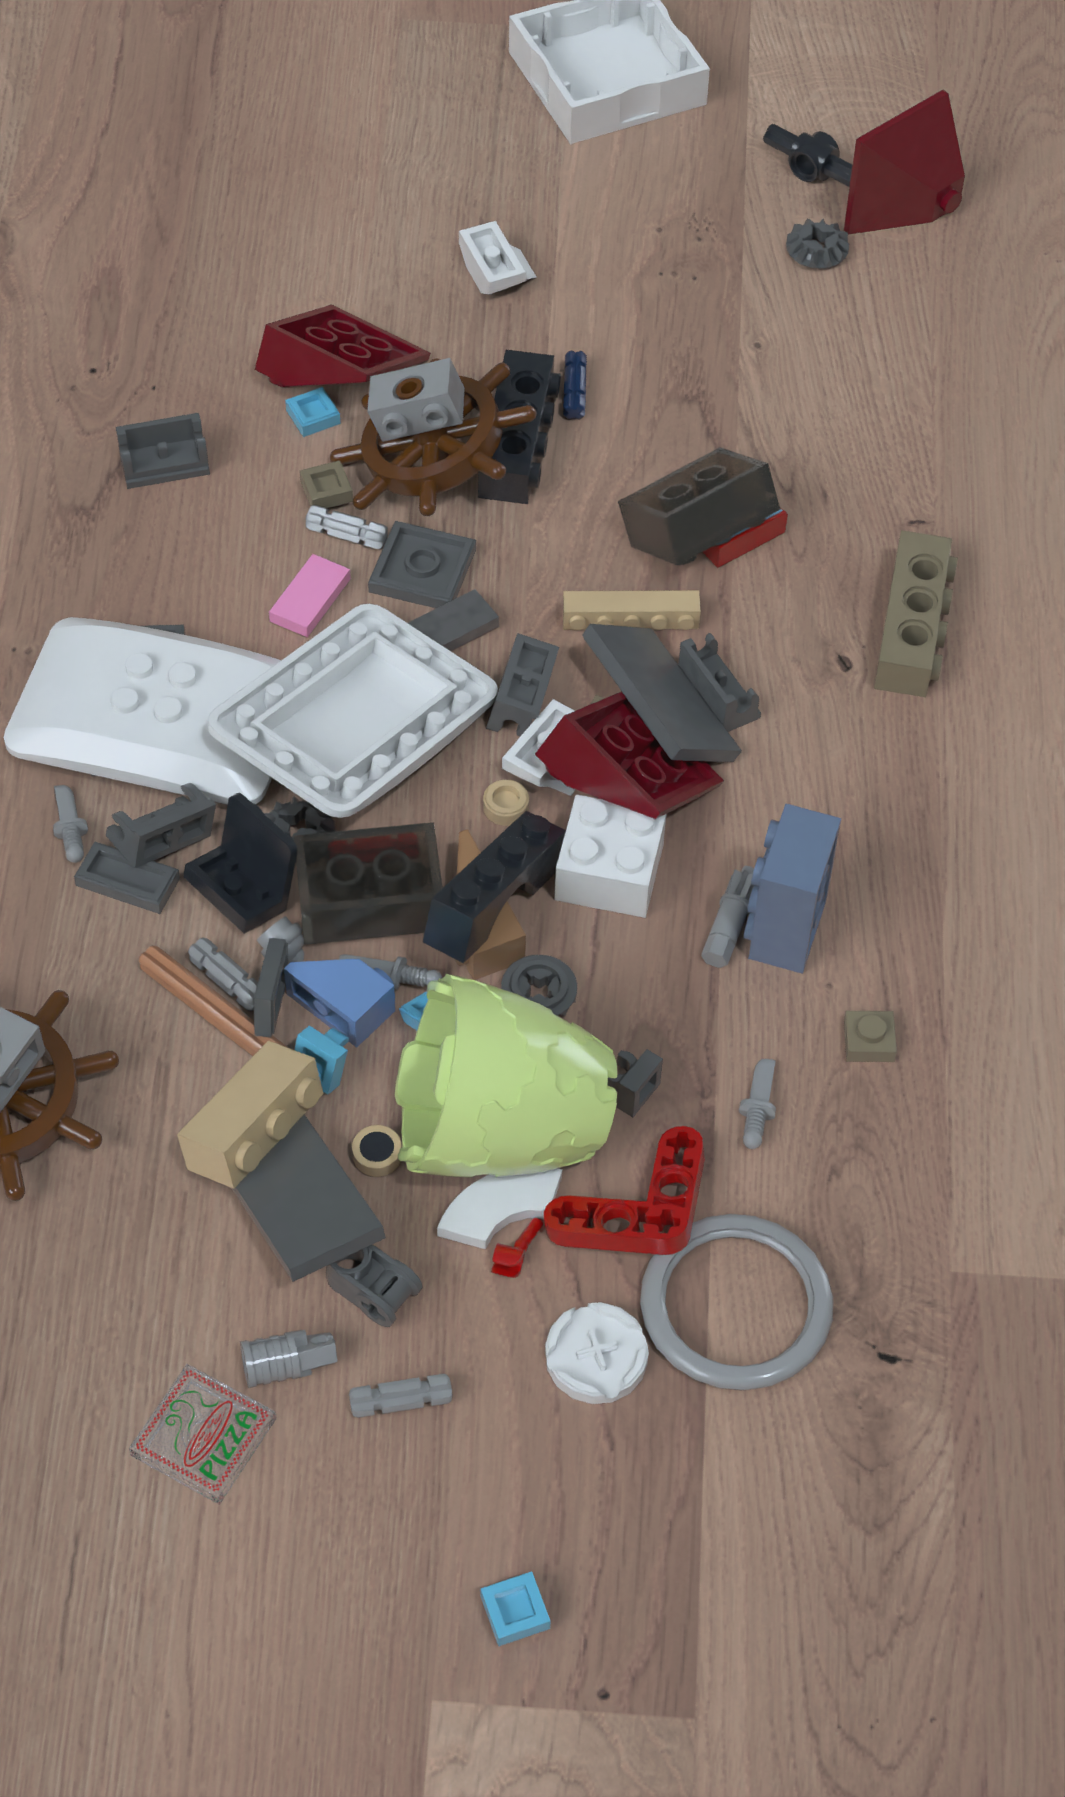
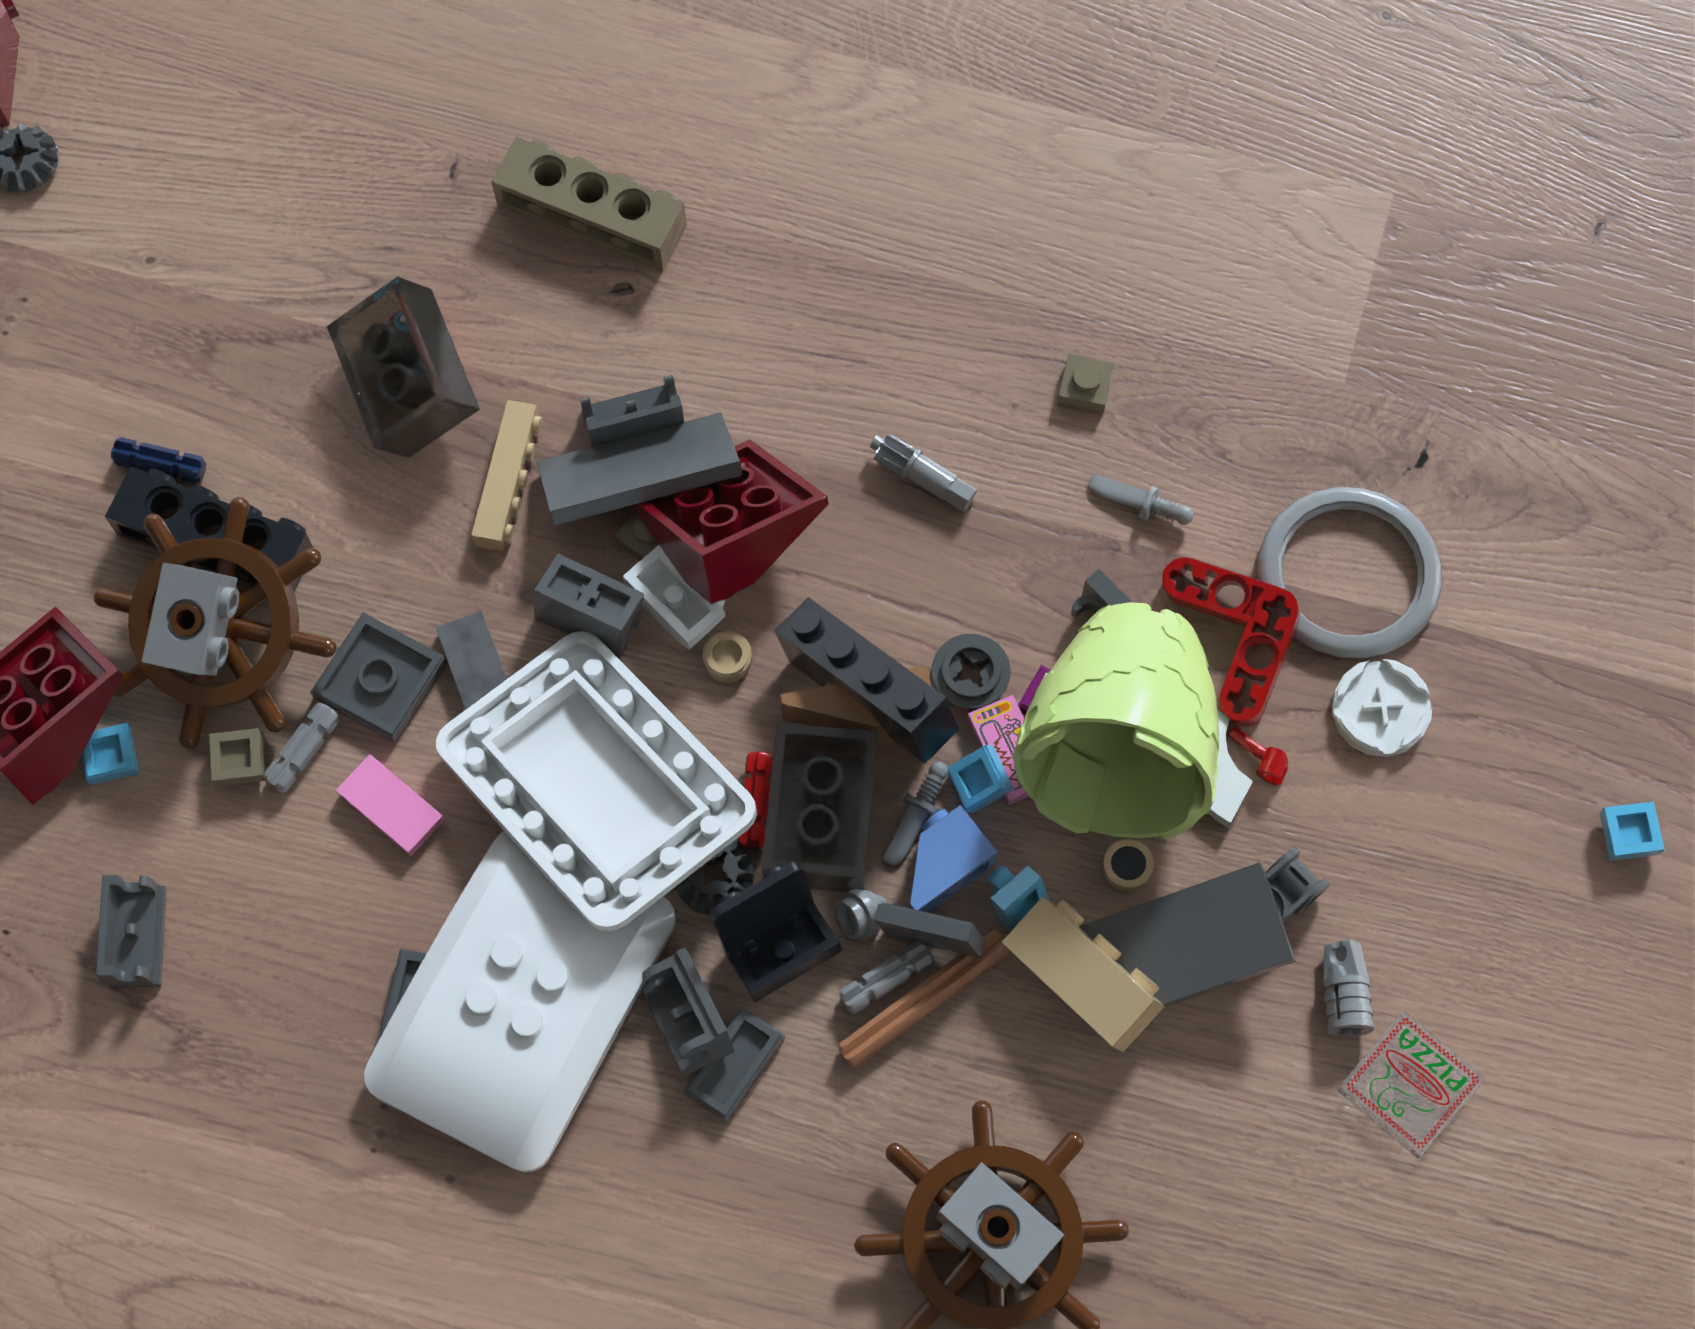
camera: 75 degrees left, 15 degrees up
(70, 827) = (646, 1117): light grey piece -> none
(400, 1395) = (1401, 892): light grey axle -> none
(609, 857) = (837, 564): white brick -> none
(791, 887) = (942, 395): sand blue brick -> none

